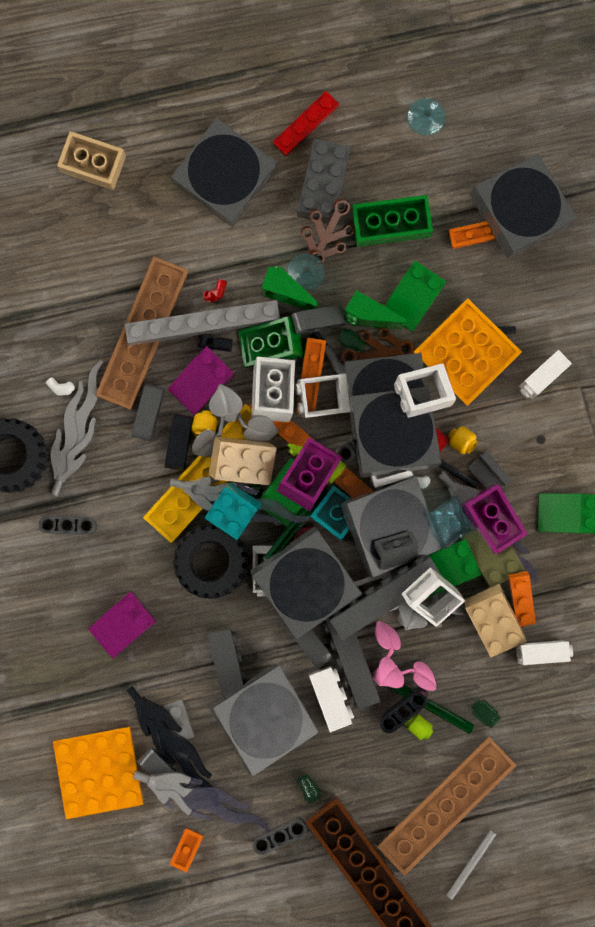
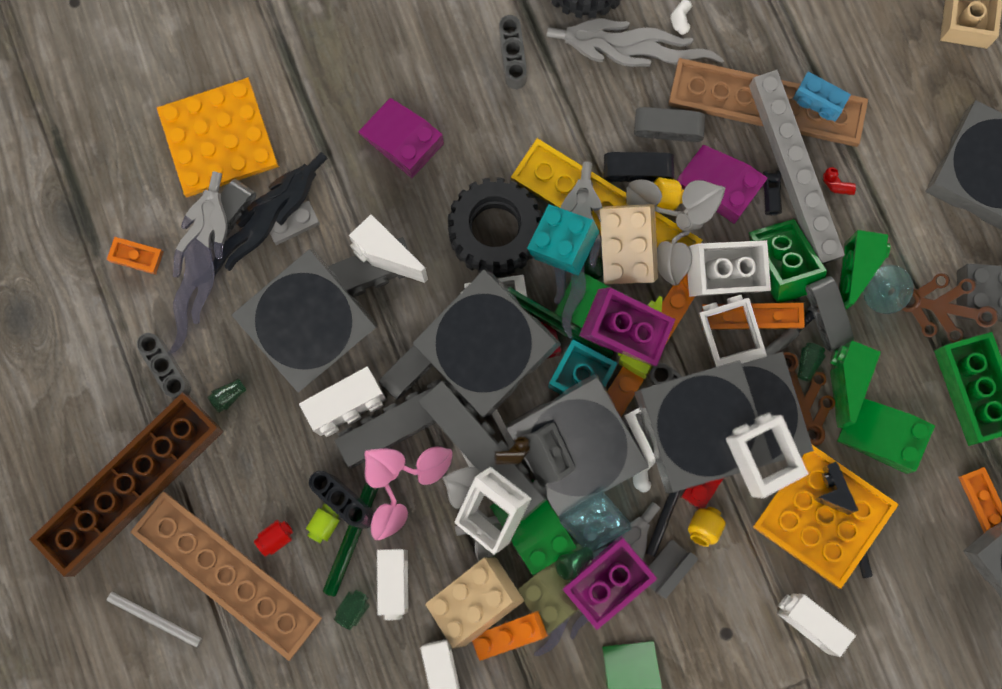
camera: 80 degrees right, 5 degrees down
(147, 291) = (821, 97): none -> dark azure bracket
(217, 654) = (381, 249): none -> white slope
(394, 573) = (515, 454): none -> dark brown arm
(424, 765) = (273, 537): none -> red brick
(456, 339) = (841, 497): none -> black slope
(472, 679) = (392, 583): none -> white window
(477, 543) = (573, 563): none -> clear green cone

